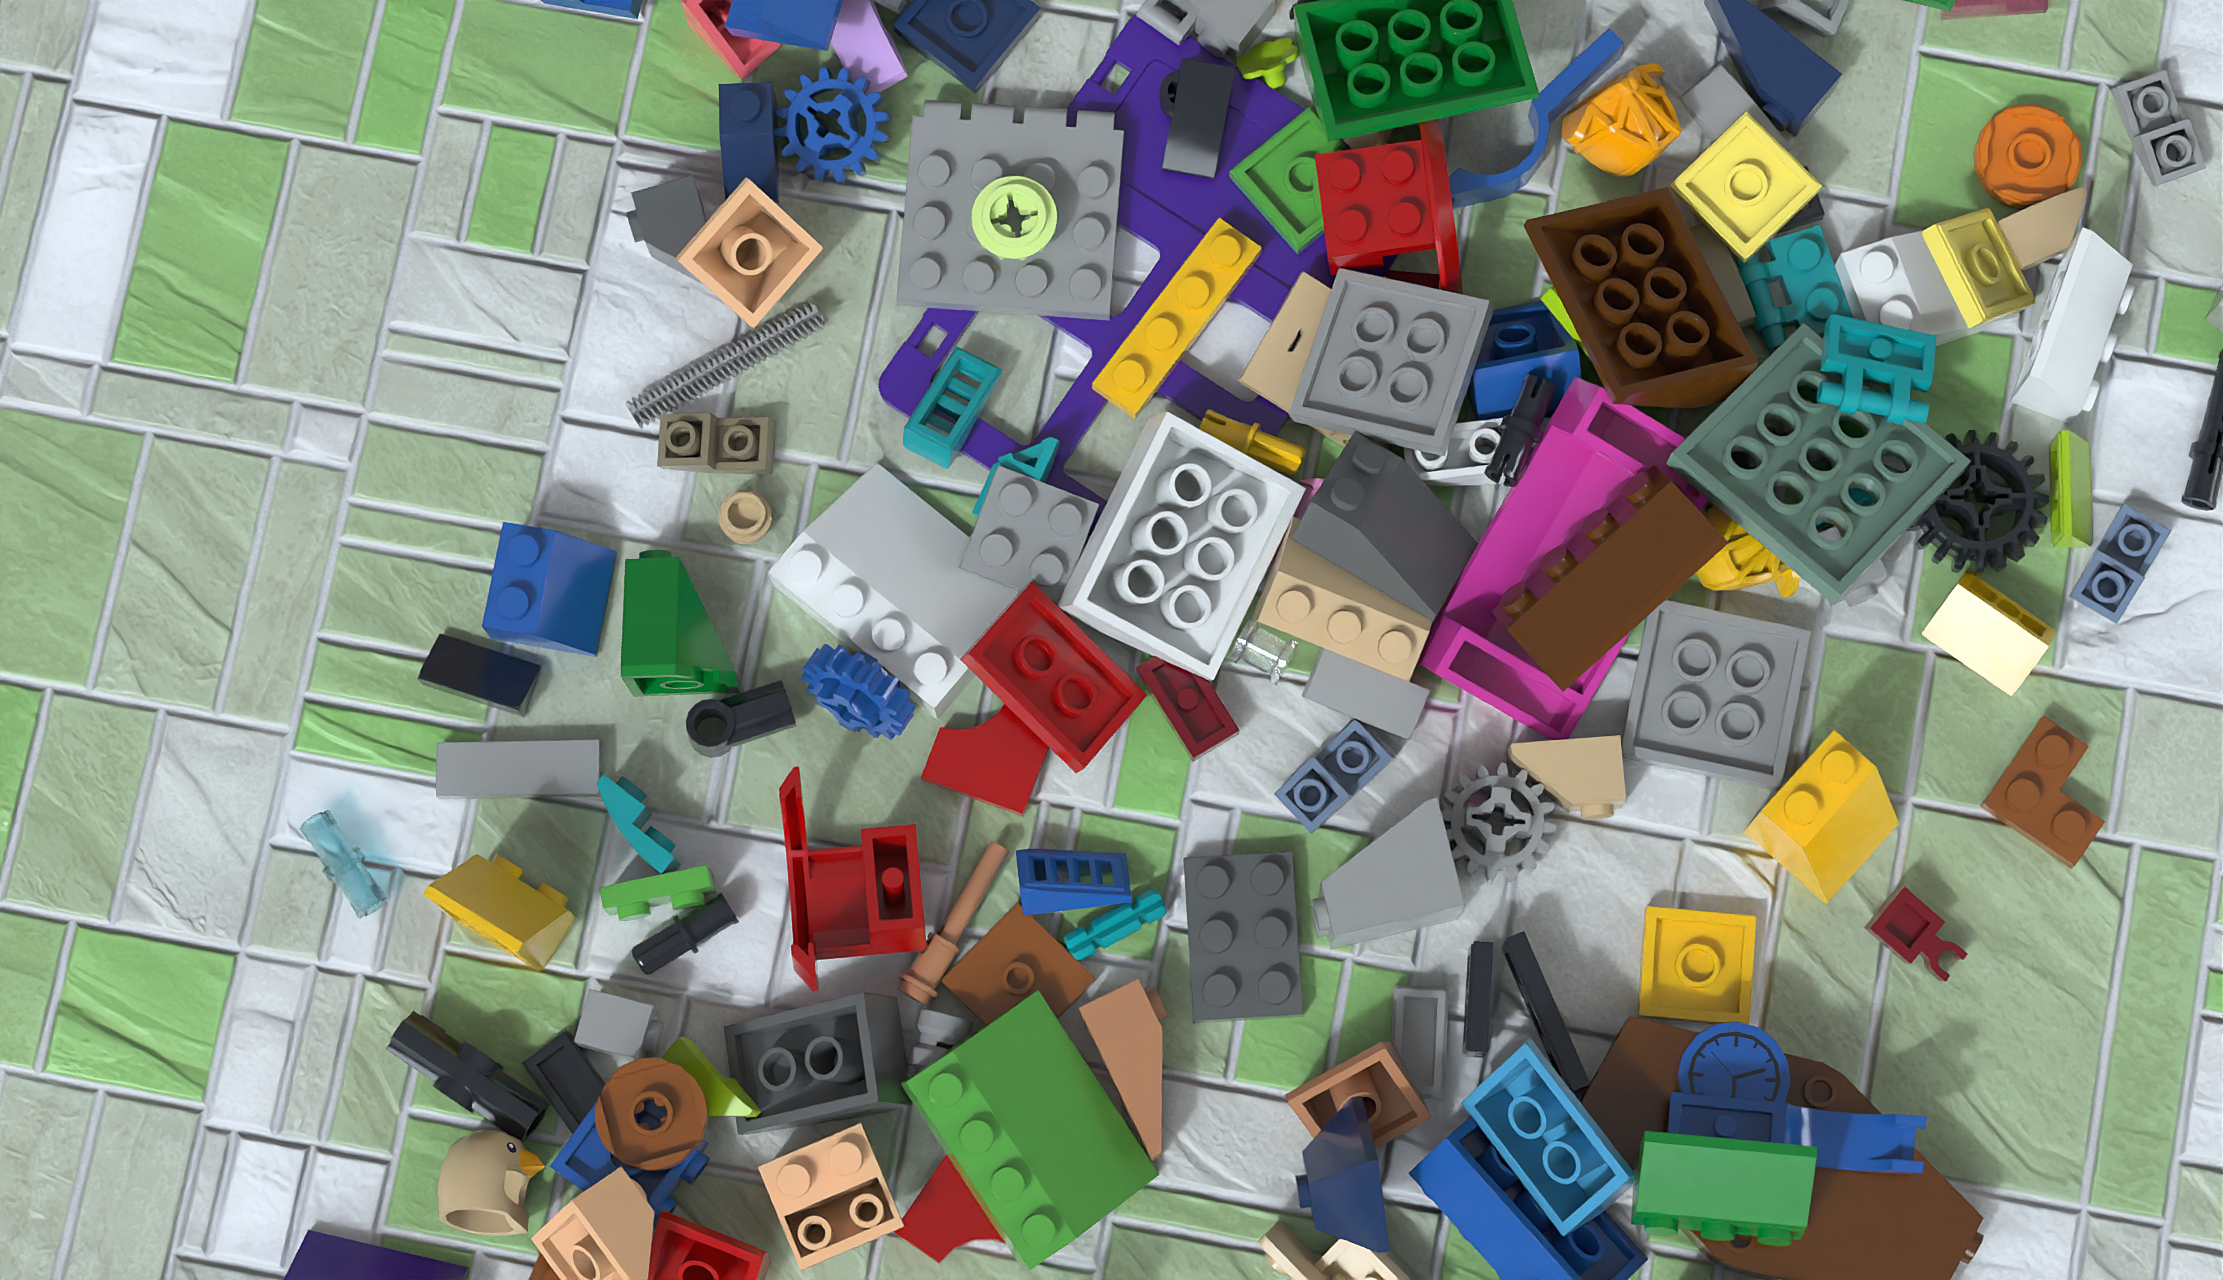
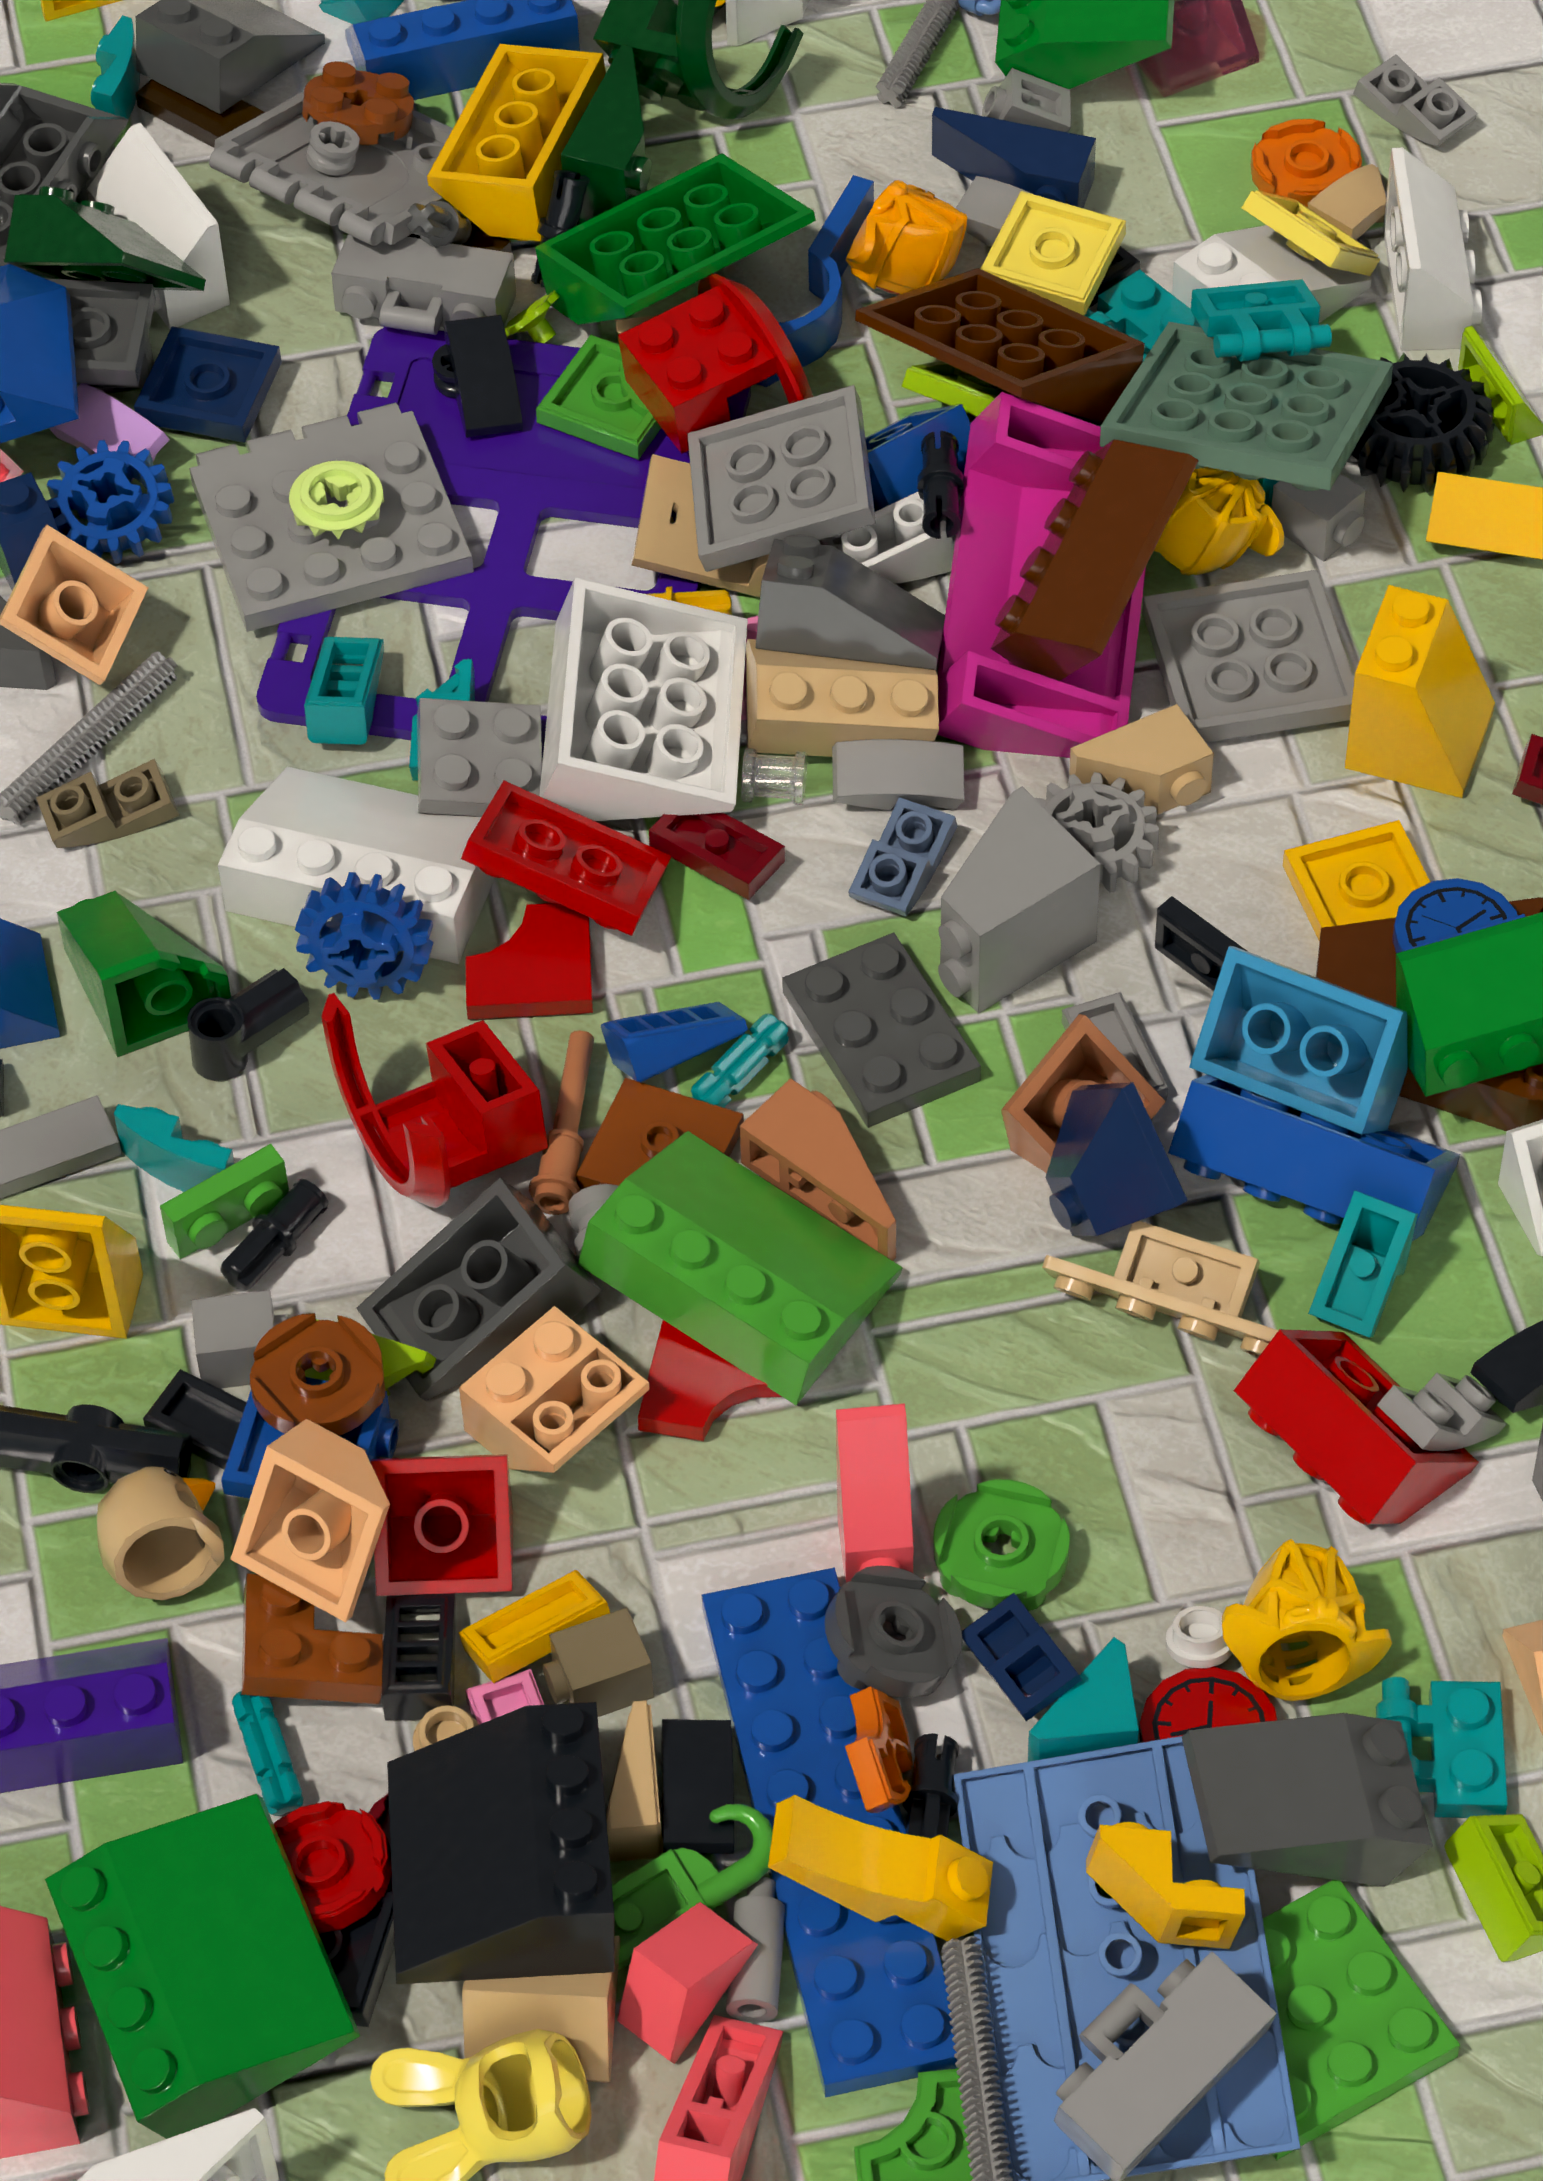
camera: 25 degrees left, 25 degrees down
(745, 516) = (167, 854): tan plate -> none
(1176, 318) = (542, 543): yellow plate -> none
(1477, 999) = (1156, 985): black tile -> none

